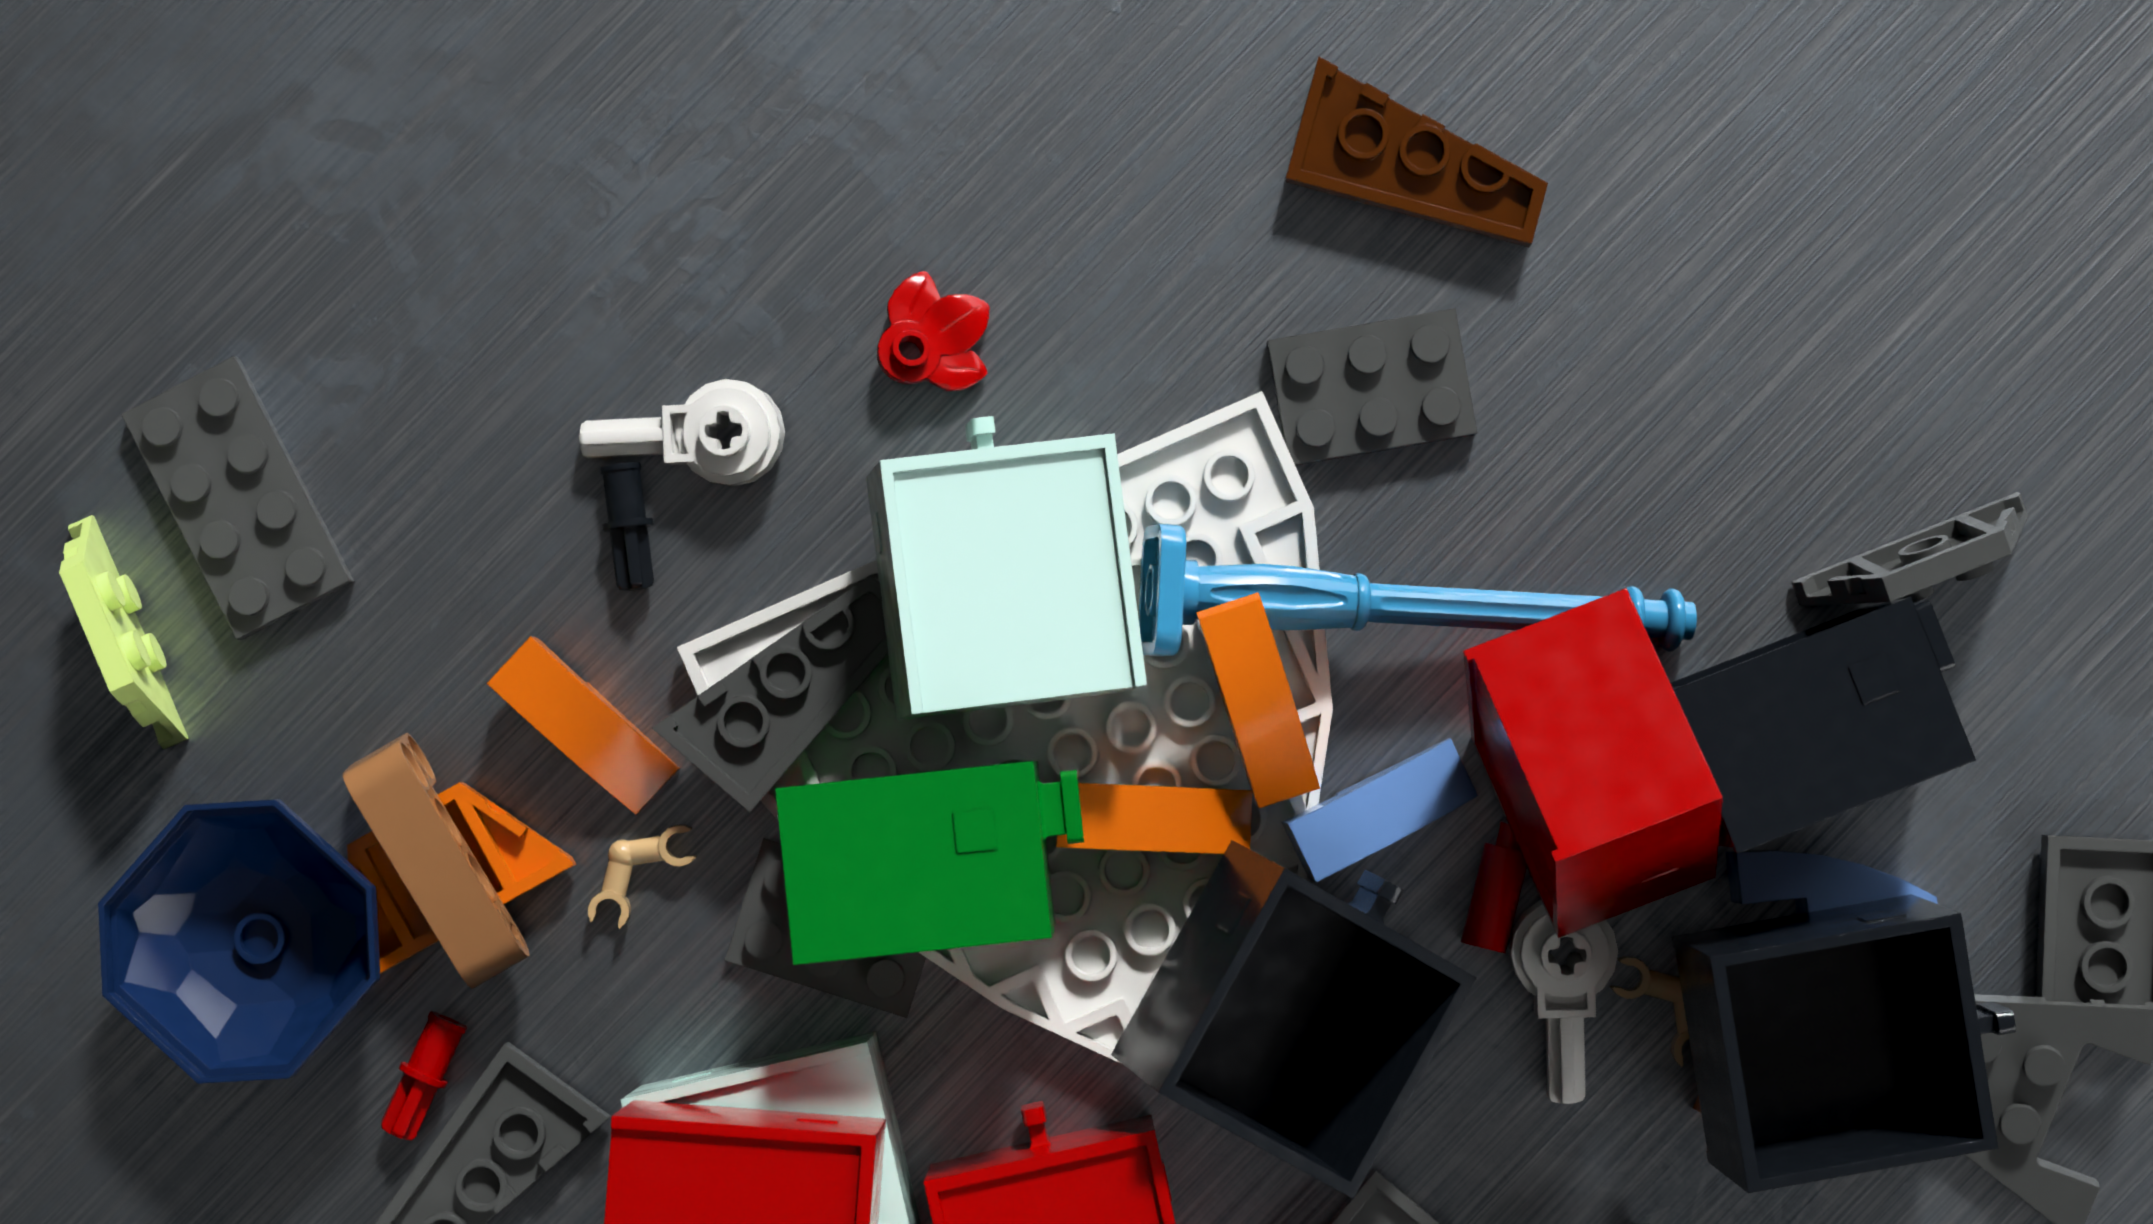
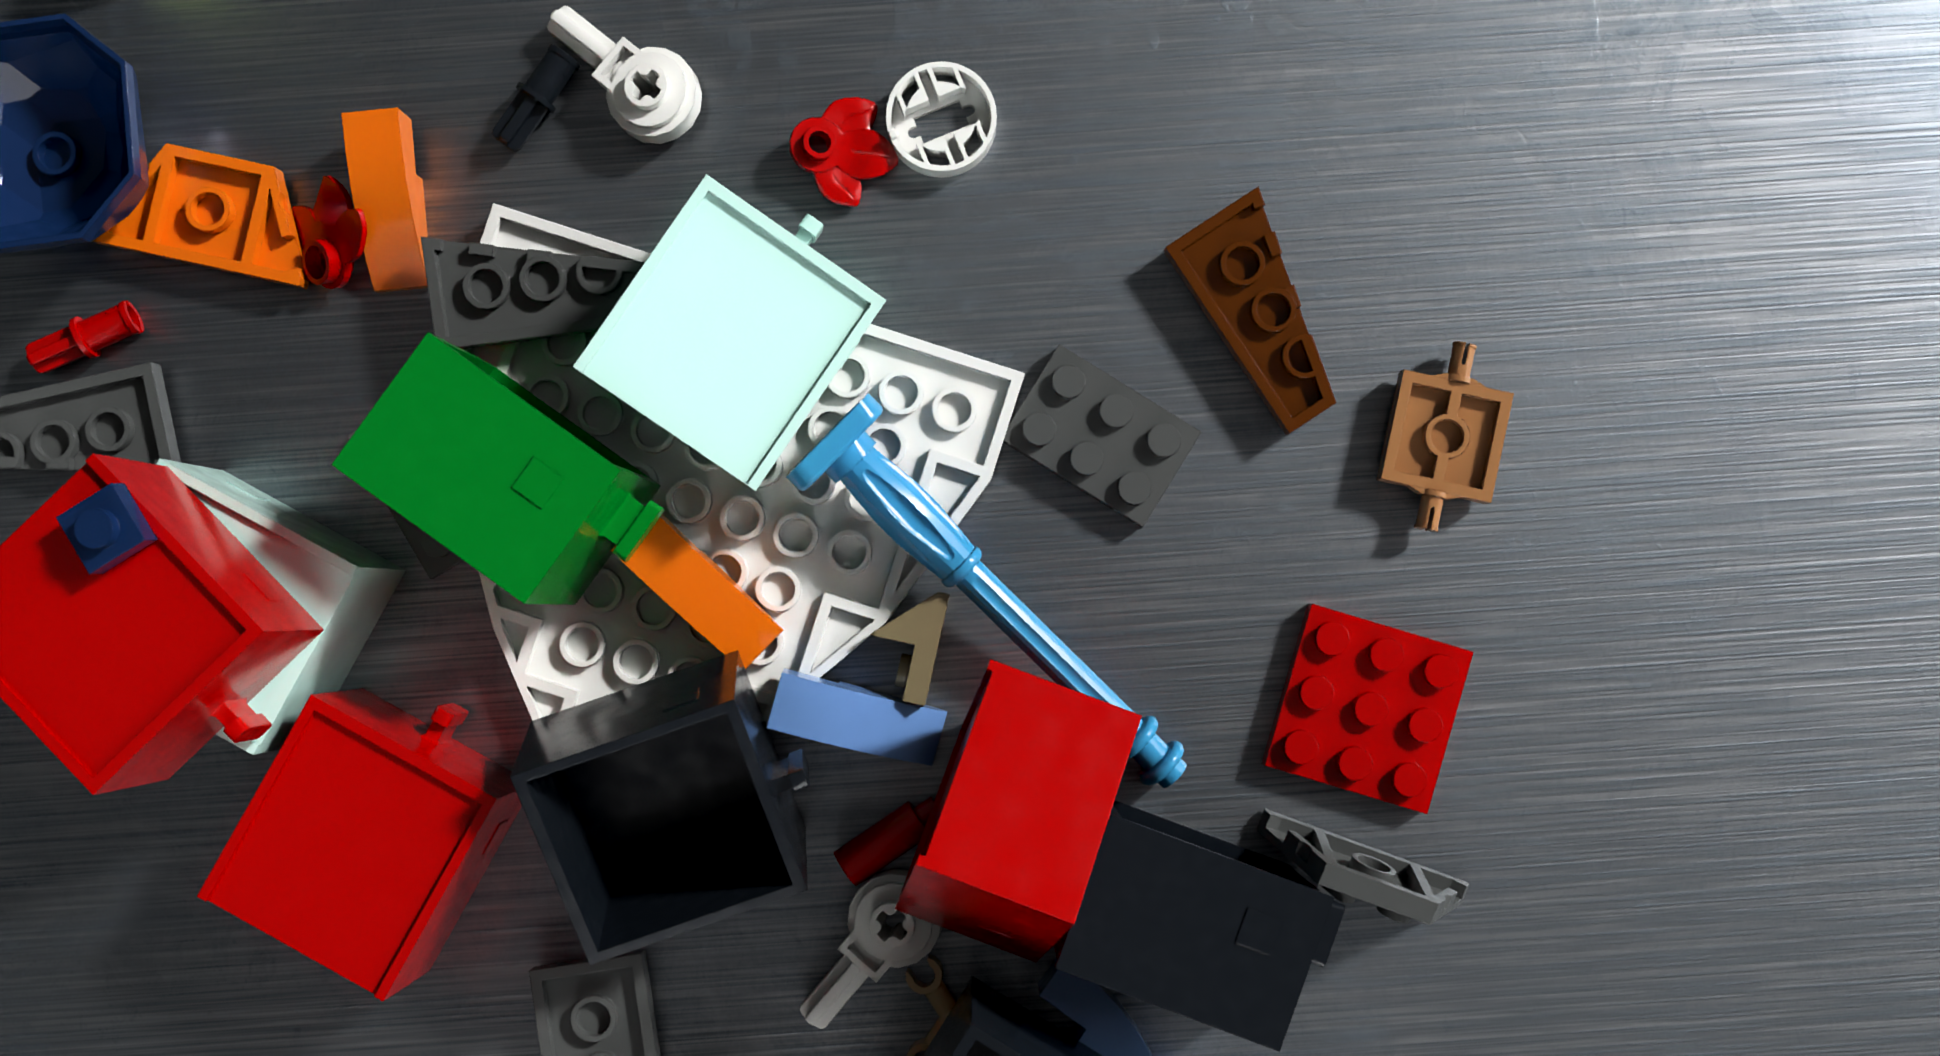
camera: 40 degrees right, 0 degrees up
(434, 860) = (205, 197): medium nougat beam -> none
(560, 797) = (330, 235): none -> red plate
(622, 858) = (340, 311): tan arm -> none
(680, 1163) = (106, 528): none -> dark blue plate
(967, 221) = (931, 97): none -> white piece
(1258, 700) = (834, 571): orange slope -> none
(1369, 684) = (922, 628): none -> dark tan slope
(1665, 130) = (1445, 436): none -> medium nougat plate
(1802, 419) = (1367, 708): none -> red plate

